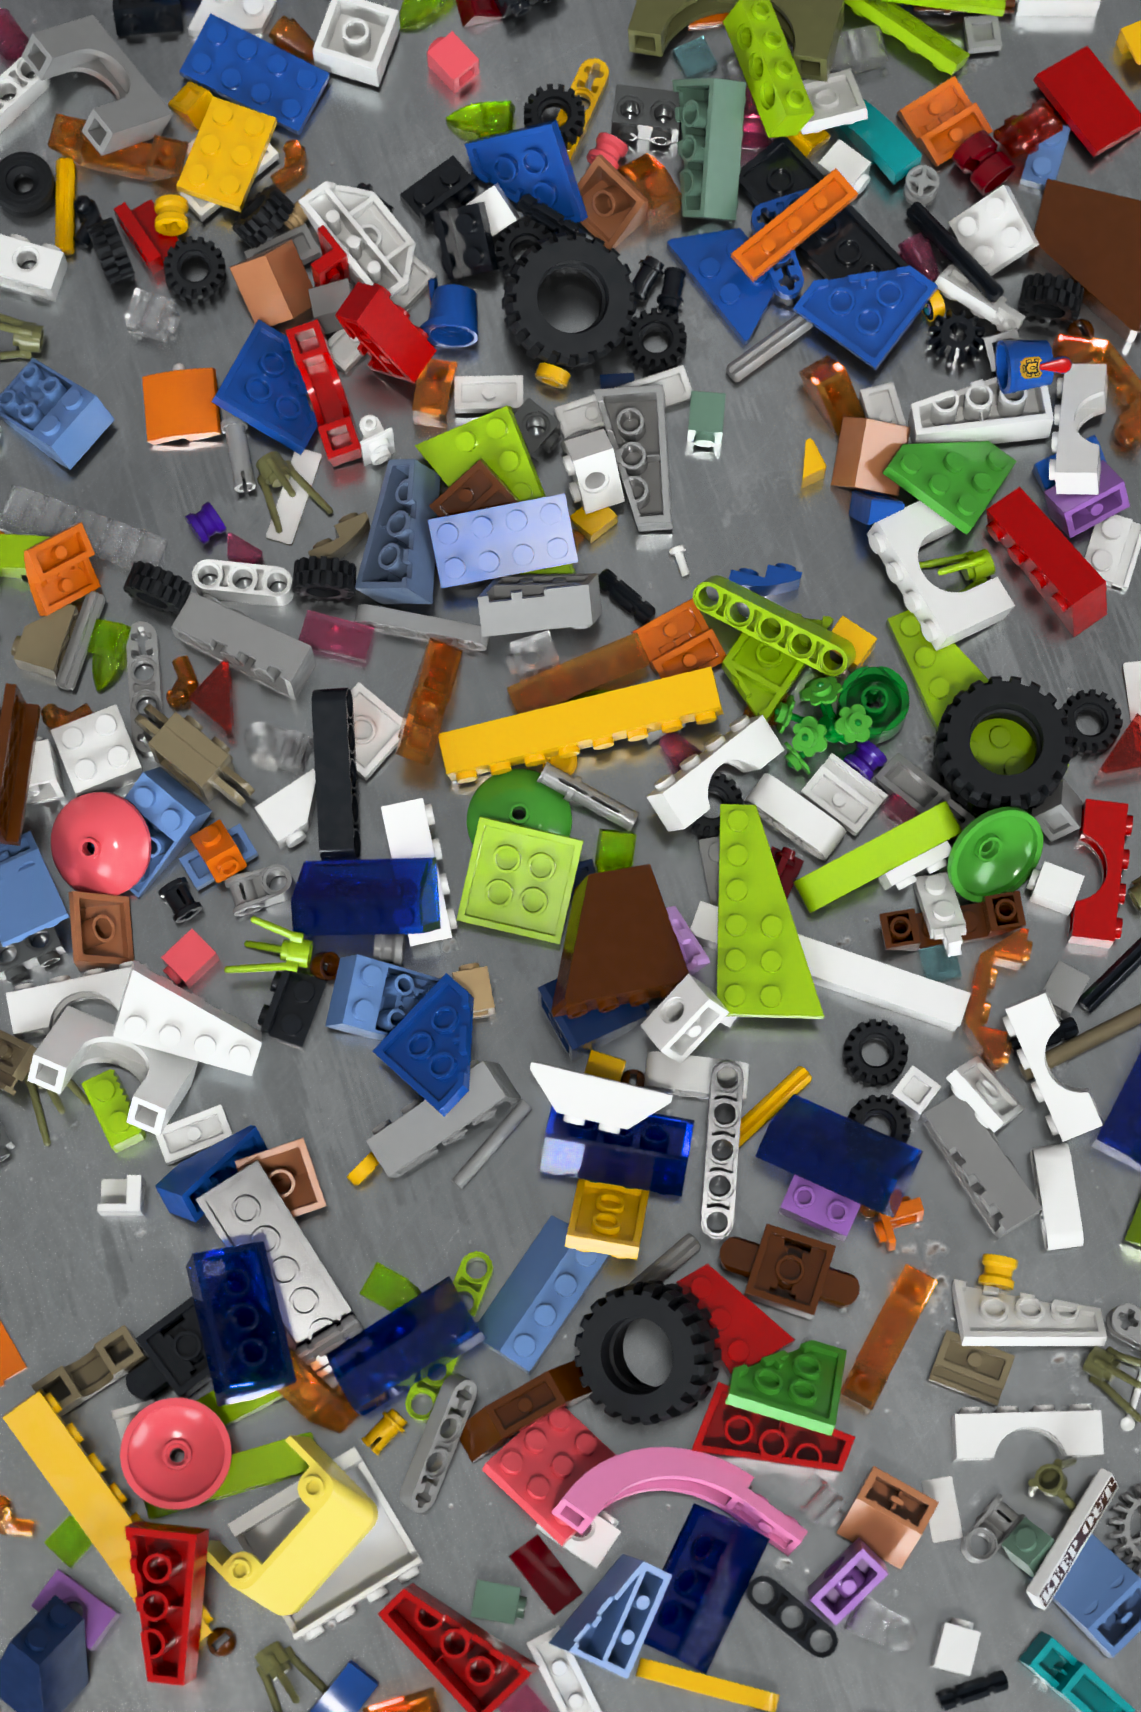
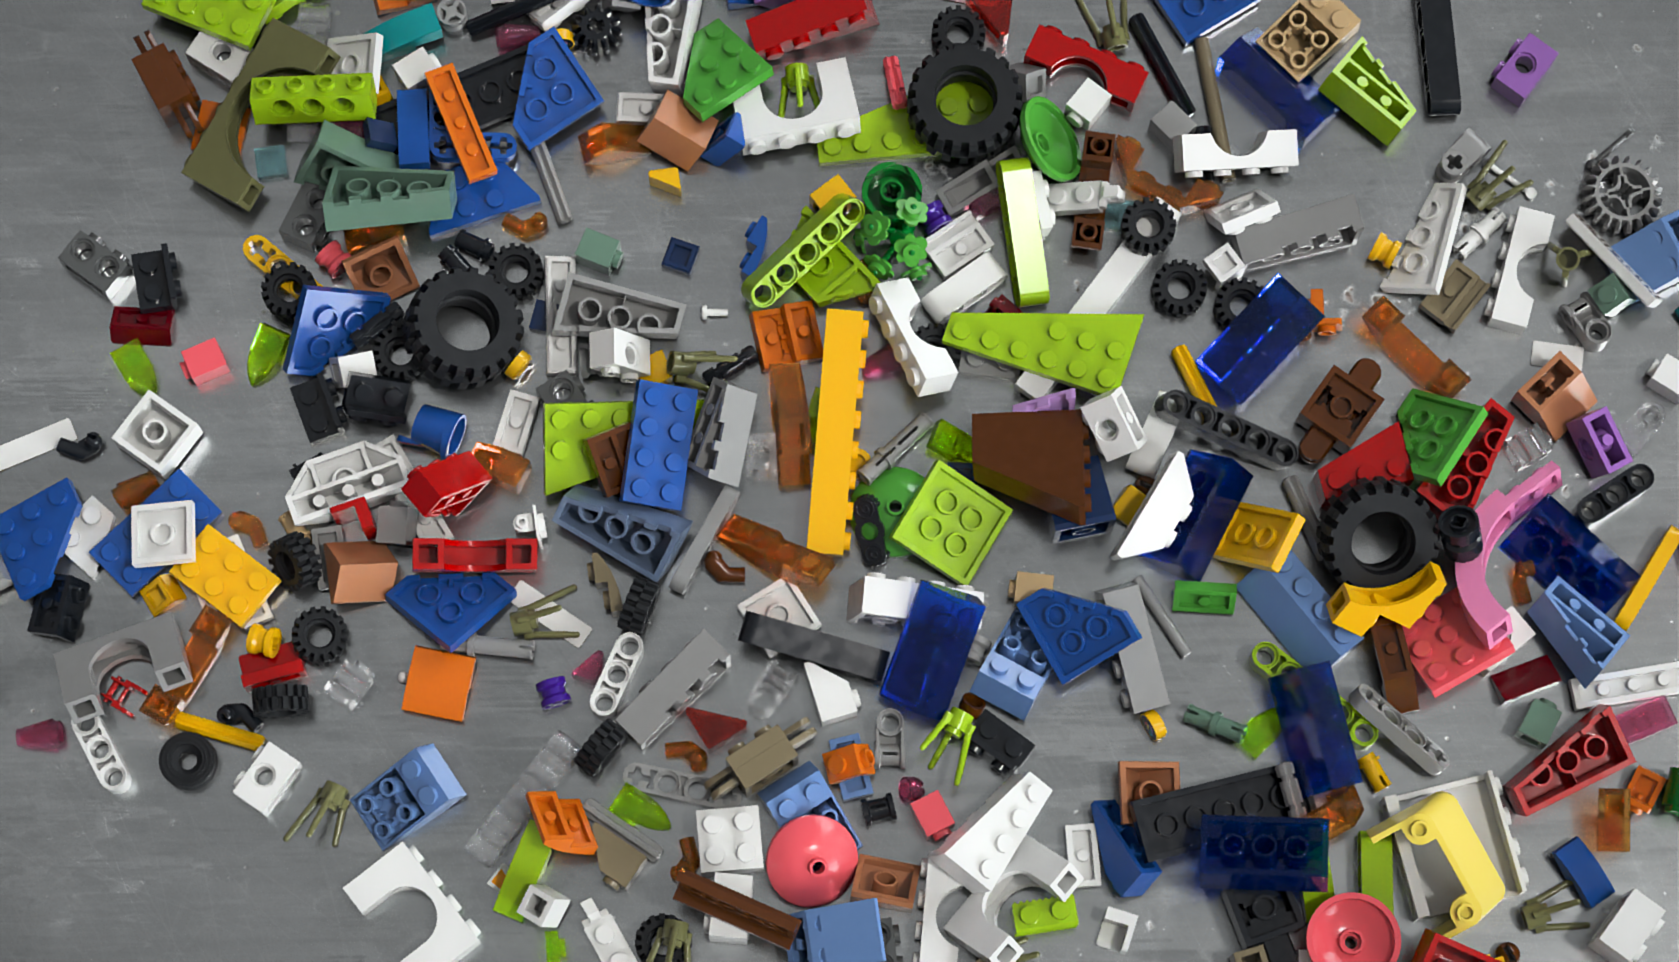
camera: 75 degrees left, 0 degrees up
(63, 97) = (128, 685): none -> red piece
(213, 928) = (911, 789): none -> clear pink hinge
(247, 74) = (163, 534): none -> white plate
(337, 636) = (689, 613): clear pink plate -> none
(384, 1237) = (1215, 723): none -> sand green pin
(393, 655) = (720, 571): none -> reddish brown arm
(503, 784) = (866, 511): none -> black piece
(525, 1182) = (1204, 597): none -> bright green plate
(576, 1399) = (1403, 602): none -> yellow arch
(609, 541) = (685, 363): none -> olive plant
(657, 1537) = (1519, 581): none -> clear orange arm
(677, 1442) = (1460, 533): none -> black wheel
(681, 171) = (387, 197): none -> sand green wedge
(710, 338) = (530, 227): none -> clear orange arm
(732, 507) = (680, 256): none -> dark blue tile
(753, 147) = (380, 134): none -> dark blue tile
(771, 180) = (413, 129): none -> blue tile
(819, 1208) = (1294, 372): medium lavender brick -> none
(928, 969) = (1148, 244): none -> black tyre
(1015, 667) = (895, 82): none -> coral axle
(1057, 1196) = (1329, 183): white beam -> none
(1057, 1376) = (1479, 233): none -> white pin

